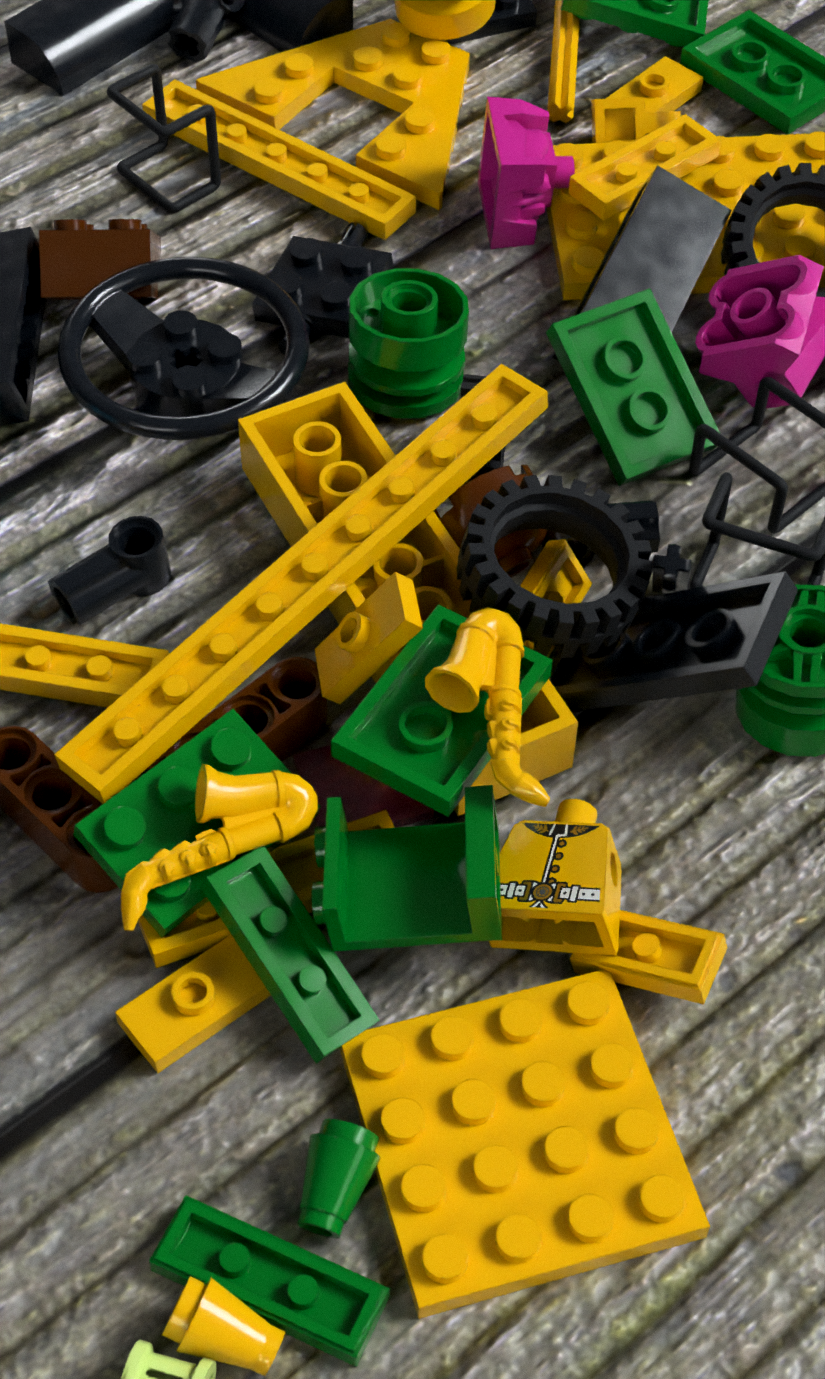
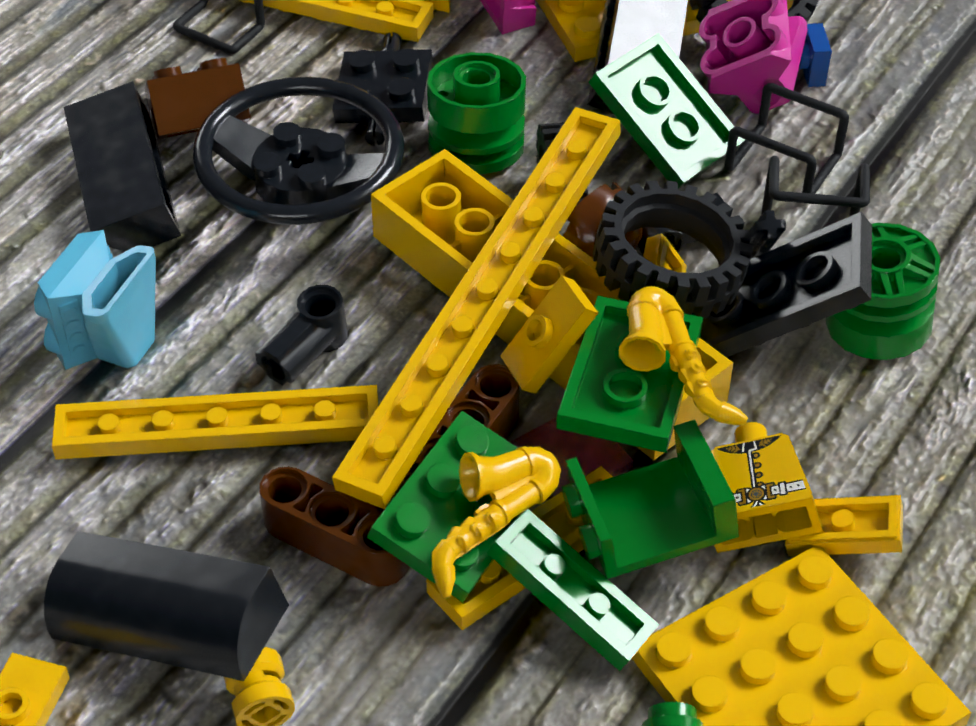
camera: 15 degrees left, 5 degrees down
(192, 1004) = (503, 649): yellow plate -> none

